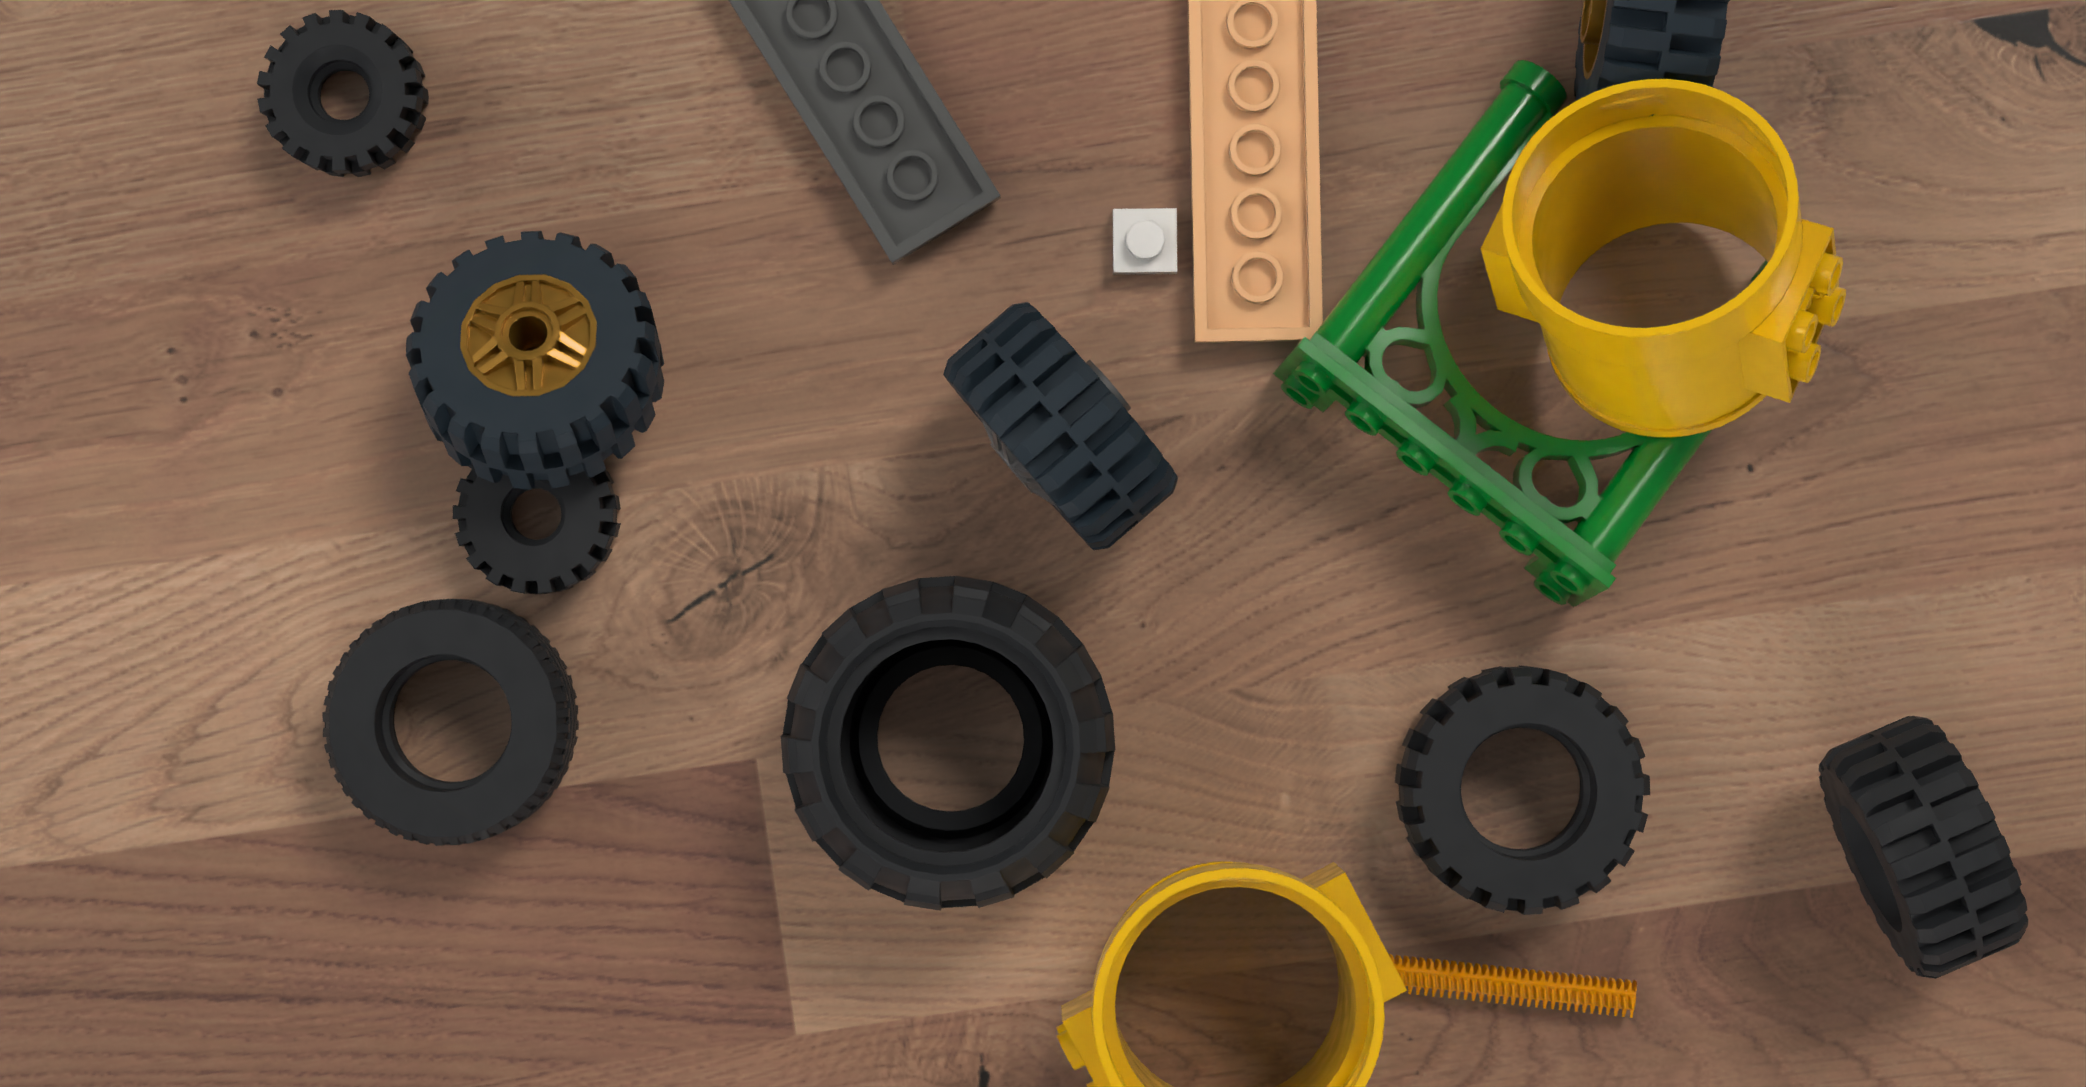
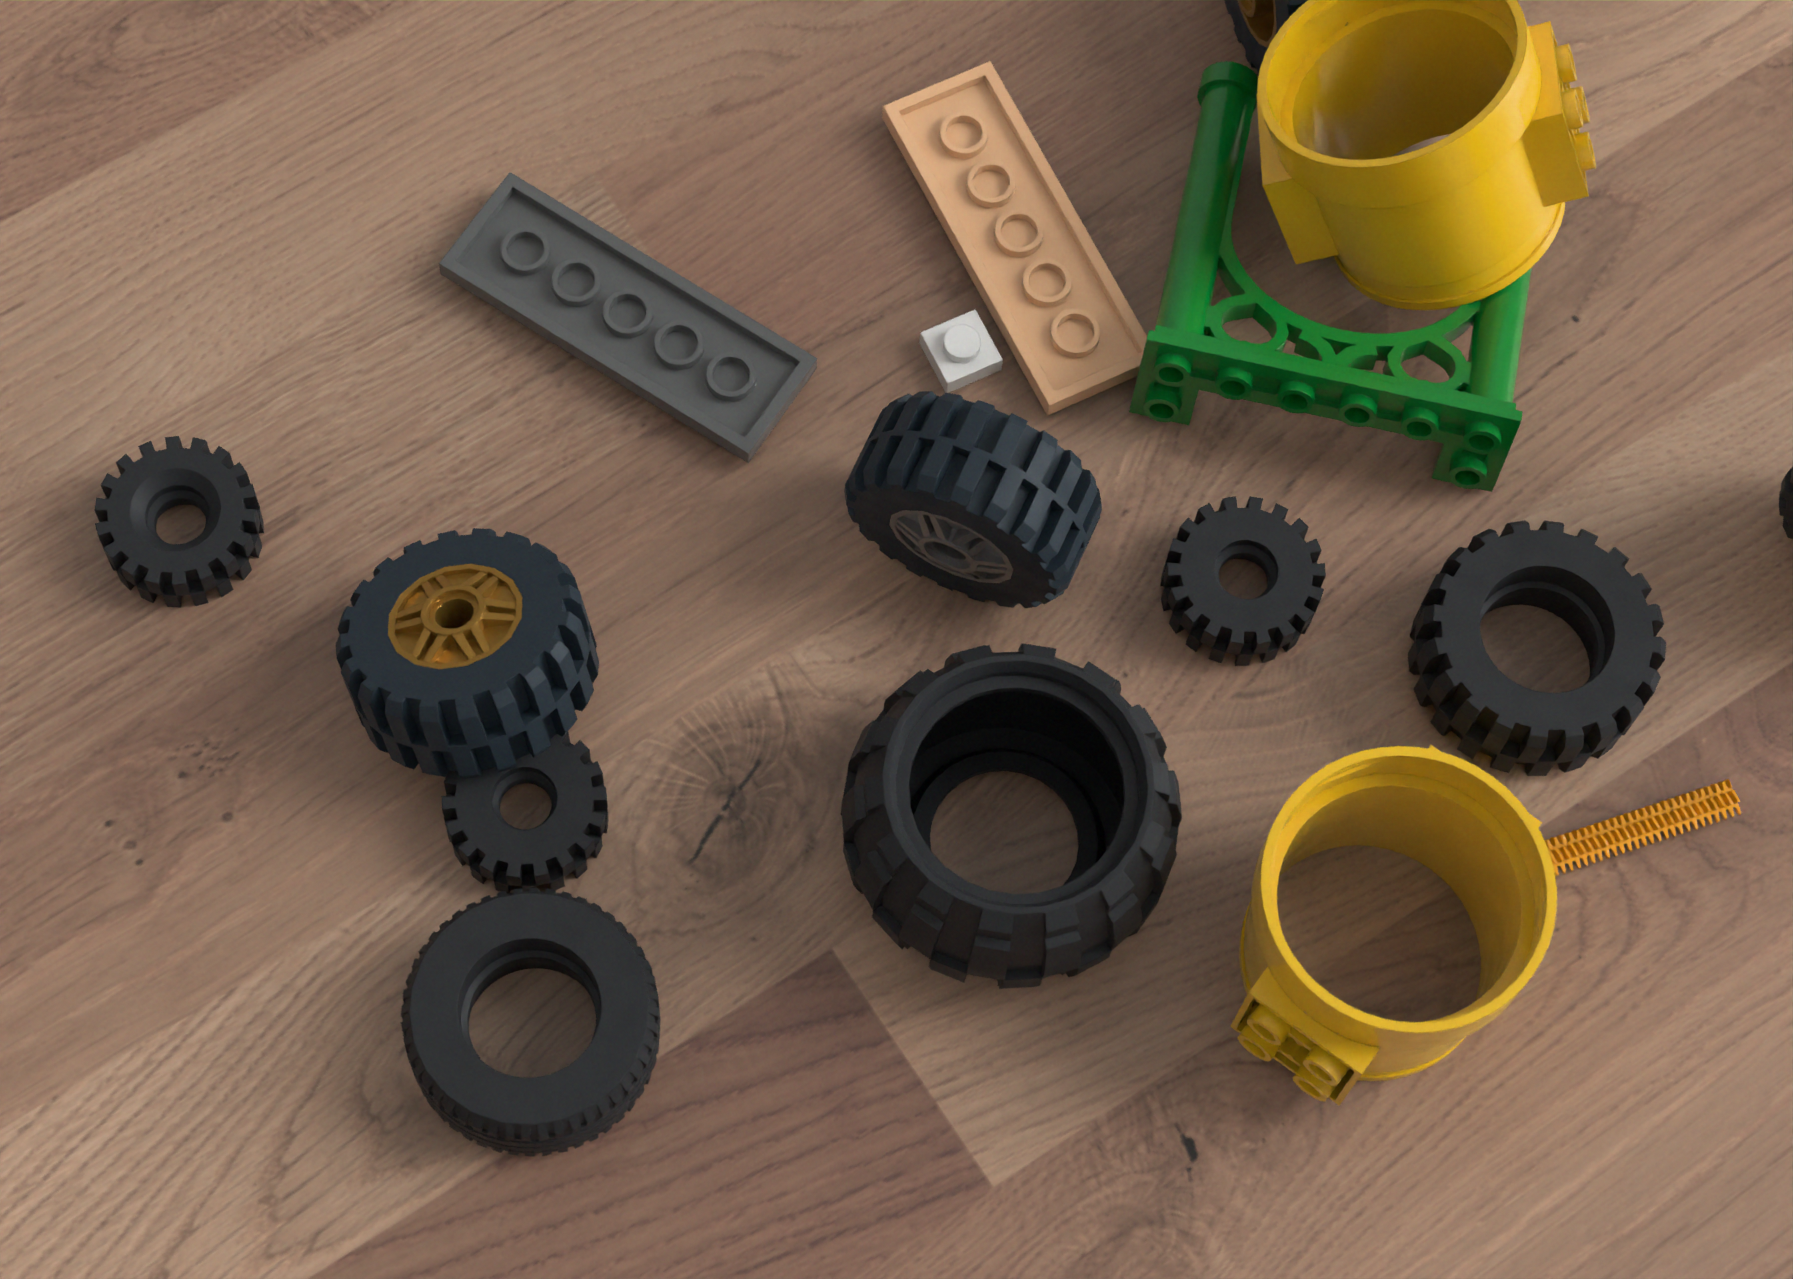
camera: 30 degrees left, 20 degrees down
(1338, 584) = (1236, 623): none -> black tyre

